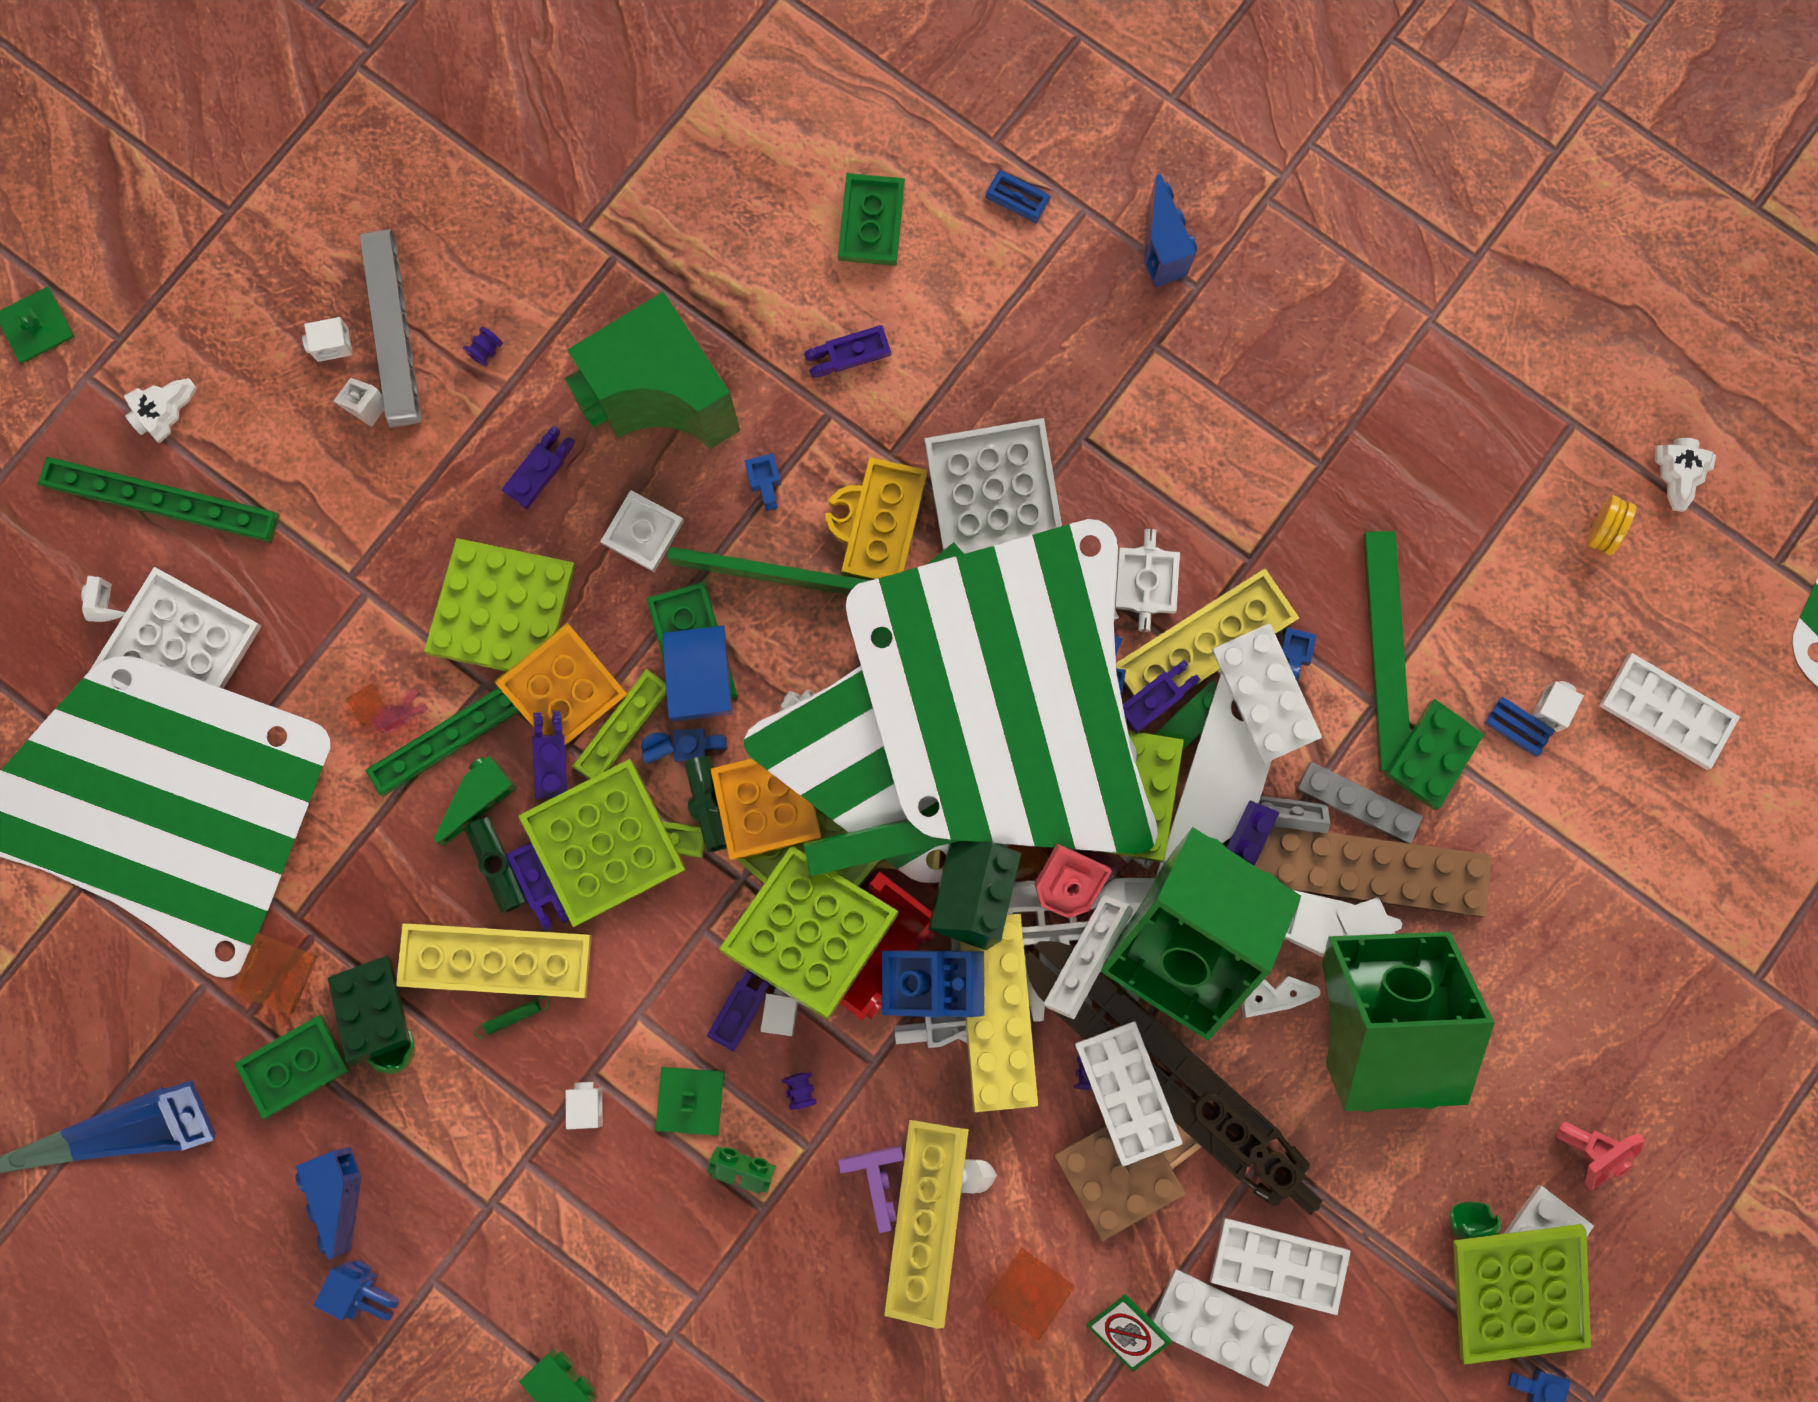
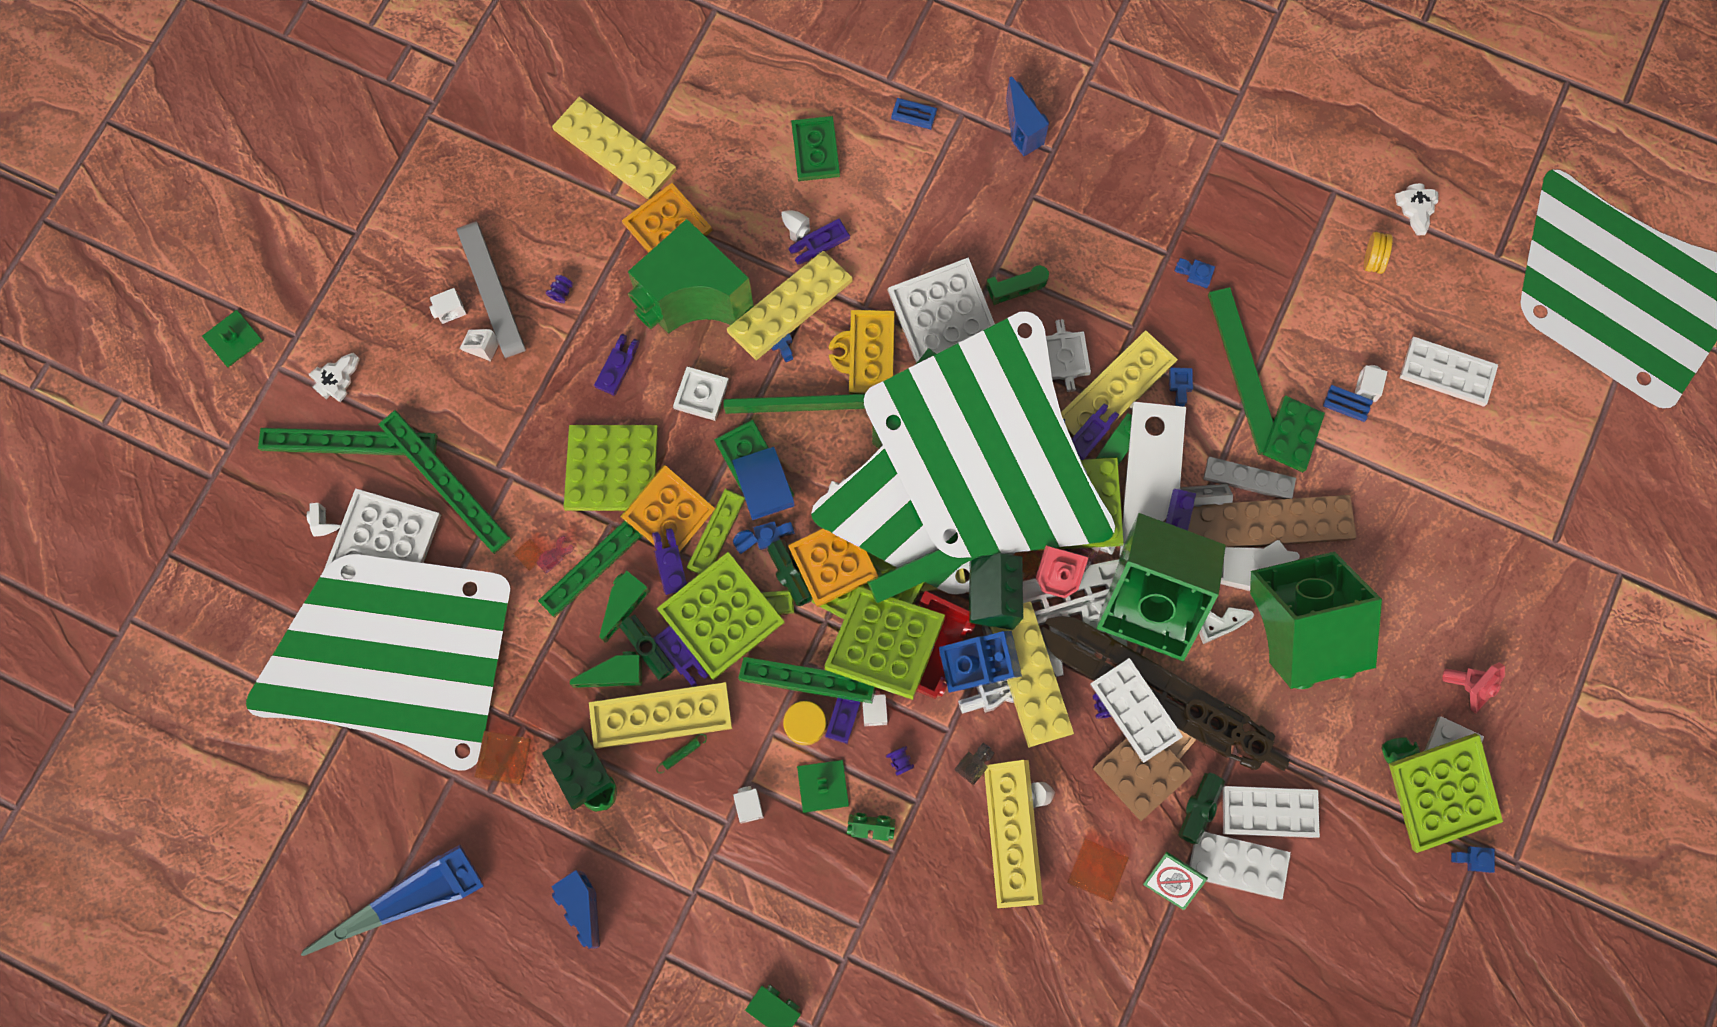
camera: 10 degrees left, 5 degrees down
(274, 581) = (444, 481): none -> green tile
(292, 1067) = (529, 822): green plate -> none
(351, 1290) = (607, 971): blue brick -> none
(450, 889) = (616, 671): none -> green slope
(599, 163) = (614, 148): none -> light yellow plate
(642, 273) = (661, 216): none -> light orange plate
(683, 1012) = (804, 723): none -> yellow head
(690, 954) = (804, 680): none -> green plate
(788, 432) = (789, 305): none -> light yellow plate
(821, 320) = (796, 223): none -> white plate
(877, 1180) = (970, 812): medium lavender bracket -> none
(893, 1118) = (973, 766): none -> clear smoke plate
(1088, 957) = (1085, 620): white plate -> none
(1105, 468) = (1017, 285): none -> green leg
(1187, 1242) = (1201, 808): none -> dark green piece
(1266, 693) = (1168, 412): white plate -> none
(1356, 501) = (1198, 272): none -> blue plate

